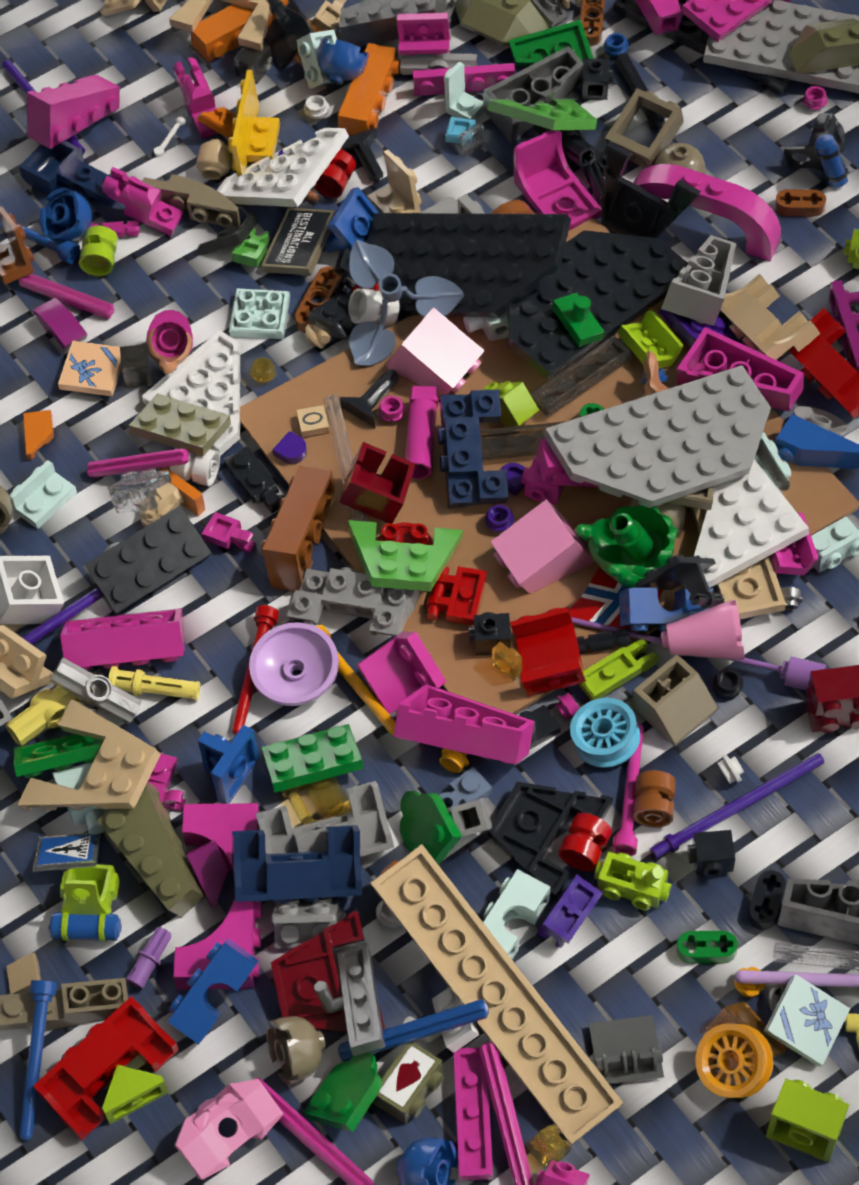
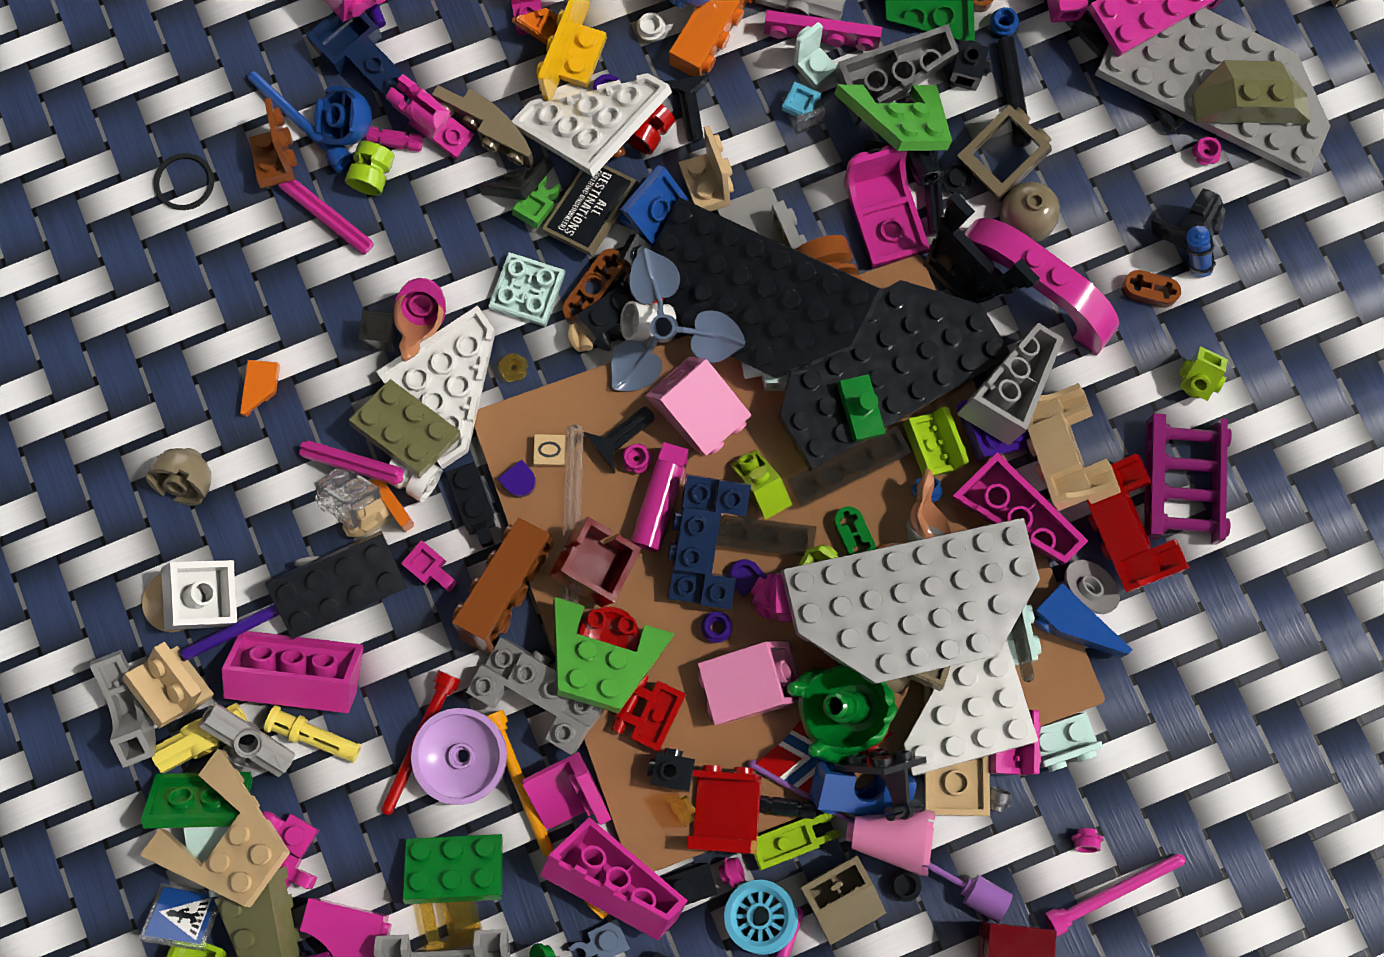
camera: 10 degrees right, 20 degrees up
(41, 495) = (246, 469): light aqua bracket -> none
(60, 322) = (309, 252): magenta slope -> none
(91, 369) = (331, 320): light nougat tile -> none
(159, 150) = (466, 41): white hinge -> none
(213, 159) = (520, 73): tan head -> none
(228, 762) = (366, 858): blue bracket -> none

